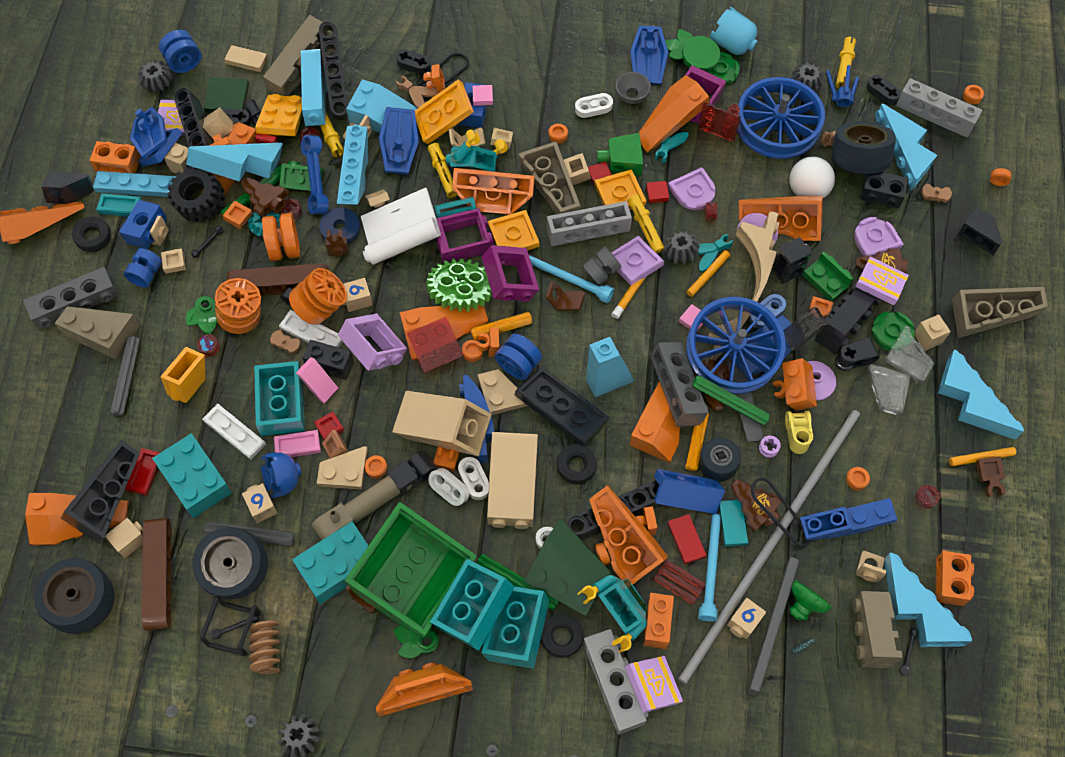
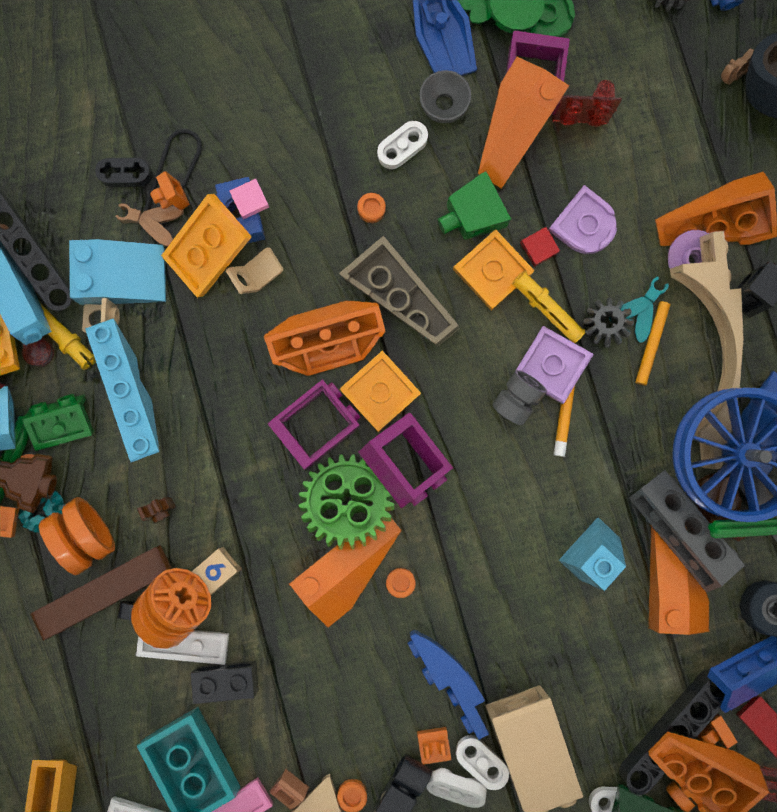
camera: 25 degrees left, 20 degrees up
(203, 316) = (37, 685): green plate -> none
(207, 345) = (56, 721): clear red tile -> none
(233, 315) = (71, 644): orange wheel -> none
(285, 342) = (155, 673): medium nougat piece -> none
(293, 206) = (68, 473): clear red tile -> none
(317, 201) = (54, 387): blue piece -> none
(317, 380) = (225, 723): bright pink tile -> none
(327, 424) = (267, 766): red tile -> none
(340, 216) = (133, 488): dark blue tile -> none
(353, 335) = (283, 618): lavender window -> none
(377, 198) = (175, 413): tan plate -> none
(398, 140) = (162, 310): blue piece -> none
(399, 226) = (232, 452): white door -> none
(435, 152) = (220, 308): yellow pin -> none
(435, 344) = (354, 605): clear red hinge -> none
(437, 208) = (287, 387): teal tile -> none
(442, 422) = (415, 721): tan slope -> none
(475, 157) = (280, 305): teal torso -> none
(491, 340) = (422, 564): orange tile -> none
(499, 392) = (461, 627): tan wing -> none
(501, 134) = (301, 249): tan plate -> none
(503, 324) = (422, 532): light orange axle -> none
(518, 356) = (468, 578): blue wheel -> none
(561, 406) = (548, 617): black tile -> none
(565, 300) = (490, 461): reddish brown bracket -> none
(577, 169) = (425, 262): tan brick -> none
(583, 452) = (611, 699): black tyre -> none
(589, 223) = (476, 339): light grey brick -> none
(598, 171) = (452, 249): red tile -> none
(603, 292) = (532, 430): medium azure piece -> none
(670, 143) = (527, 163): teal piece -> none
(689, 316) = (660, 418): bright pink tile -> none
(696, 446) = (734, 606): light orange axle -> none
(711, 211) = (623, 249): clear red bush -> none
(771, 300) = (753, 373): medium blue plate -> none
(780, 117) = (661, 65): blue wheel -> none
(812, 177) = (733, 144): white piece -> none

